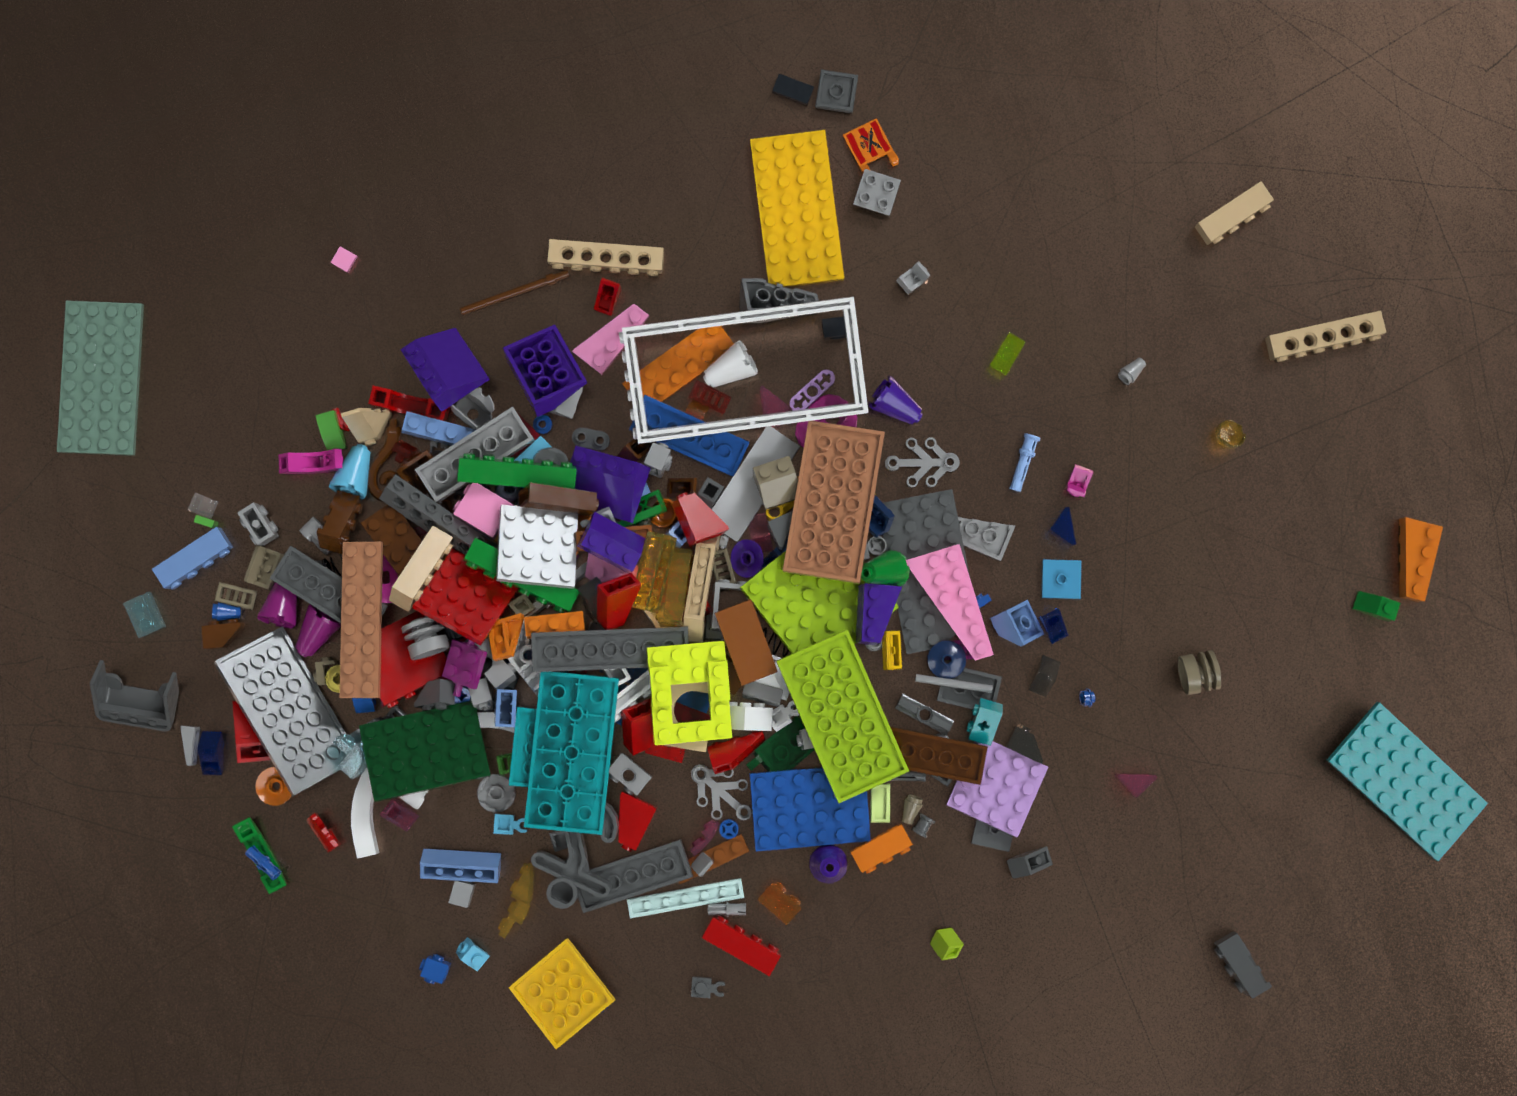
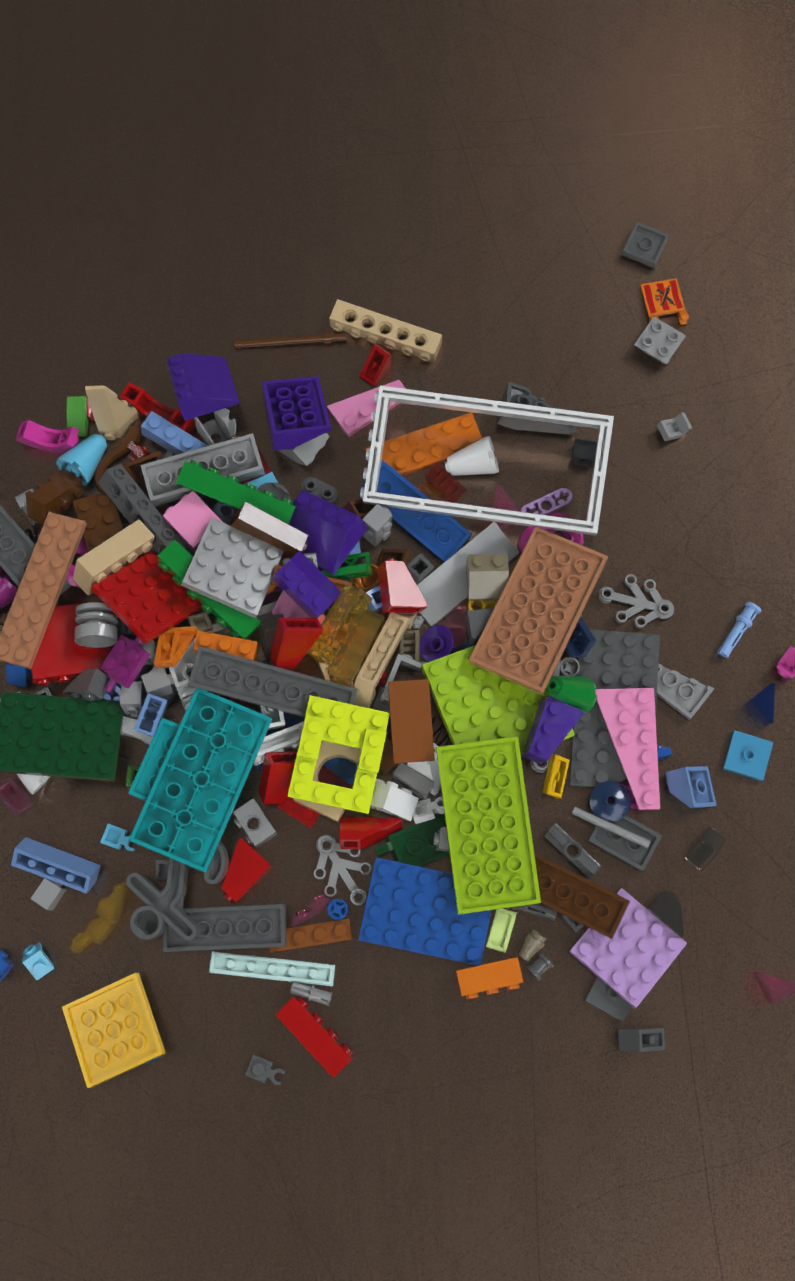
camera: 20 degrees right, 10 degrees down
(344, 259) = (143, 271): bright pink tile -> none
(496, 793) = (116, 804): light grey tile -> none
(544, 430) = (280, 469): blue plate -> none
(702, 864) = (299, 937): light grey slope -> none
(780, 902) = (367, 1003): clear orange bracket -> none
(793, 89) = (604, 233): black tile -> none
(797, 209) = (579, 338): yellow plate -> none
(828, 855) = (418, 980): dark purple cone -> none
(895, 402) = (626, 536): dark purple cone -> none
(946, 944) = (530, 1101): lime panel -> none
(990, 713) = (629, 886): teal brick -> none
(1007, 353) = (748, 522): clear neon green plate -> none
(1053, 625) = (729, 798): clear blue slope -> none
(1087, 697) = (745, 883): blue plate -> none

